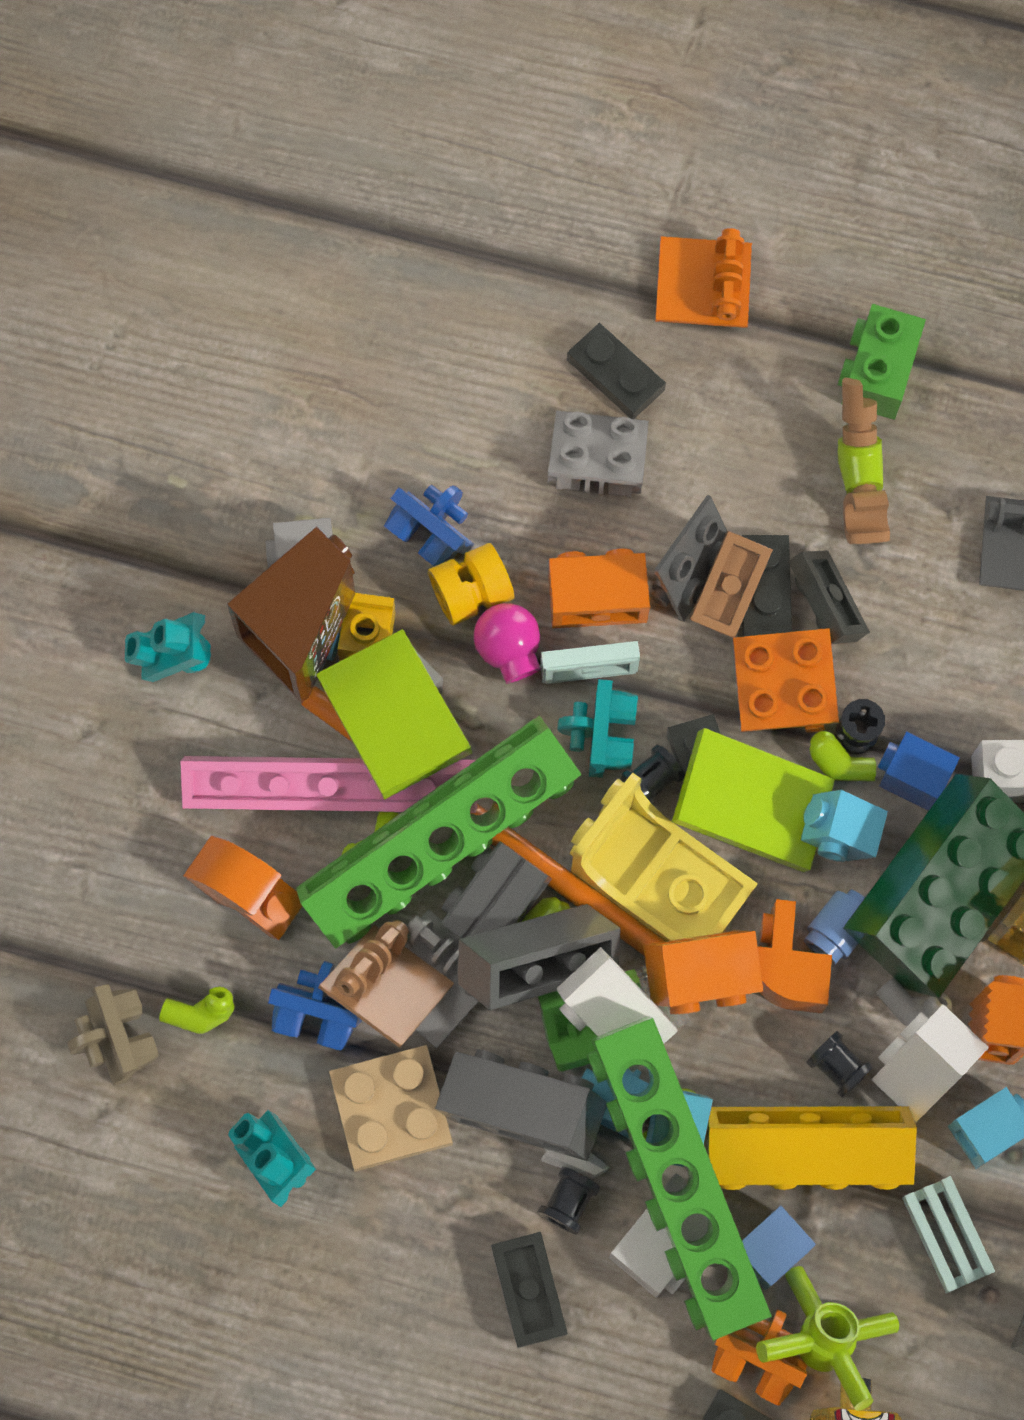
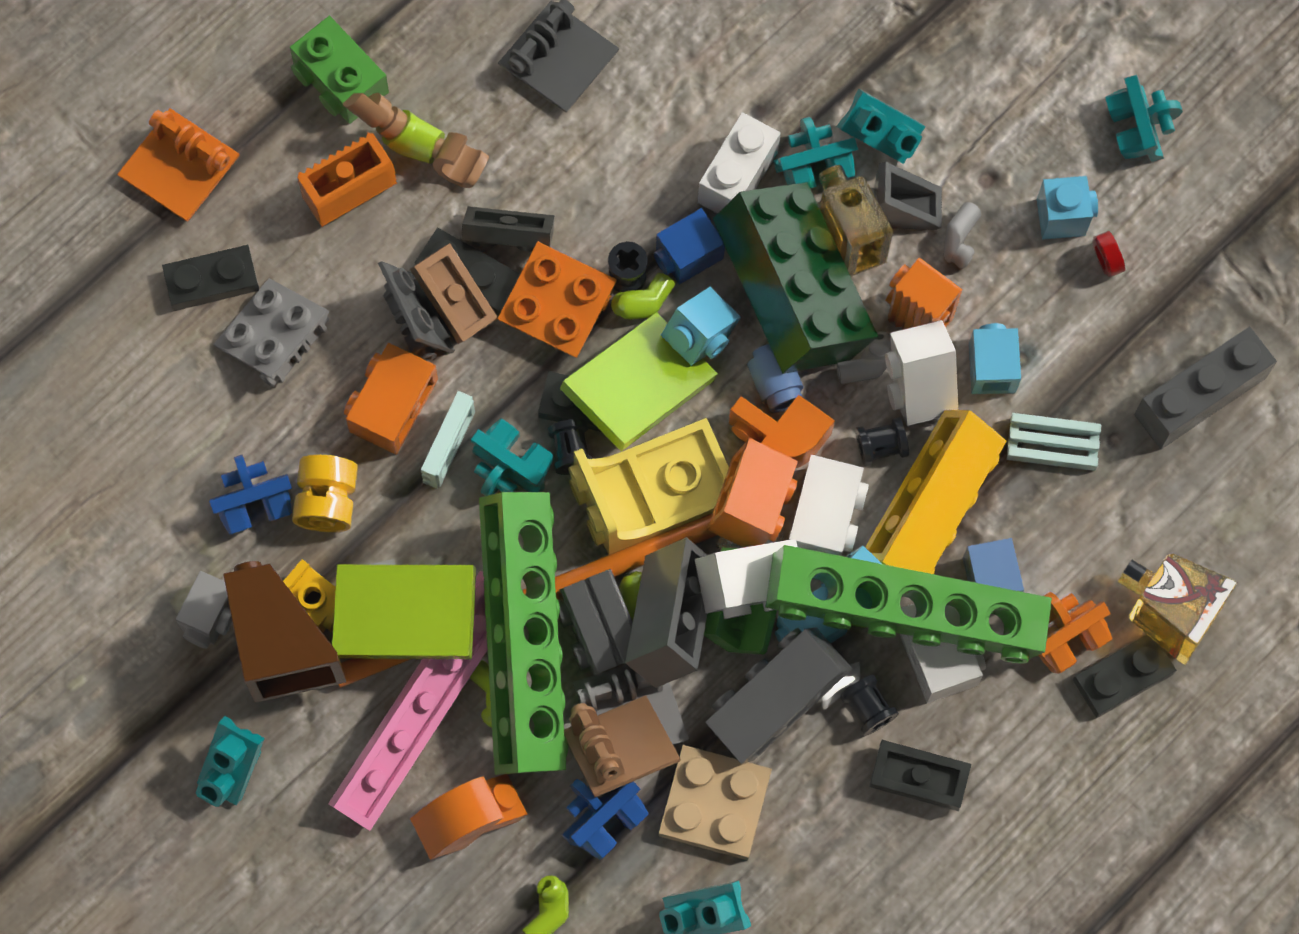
camera: 60 degrees left, 0 degrees up
(508, 640) = (390, 492): dark pink piece -> none
(738, 1049) = (827, 506): none -> white brick
(779, 427) = (347, 179): none -> orange brick
(828, 1337) = (1084, 571): lime bar -> none

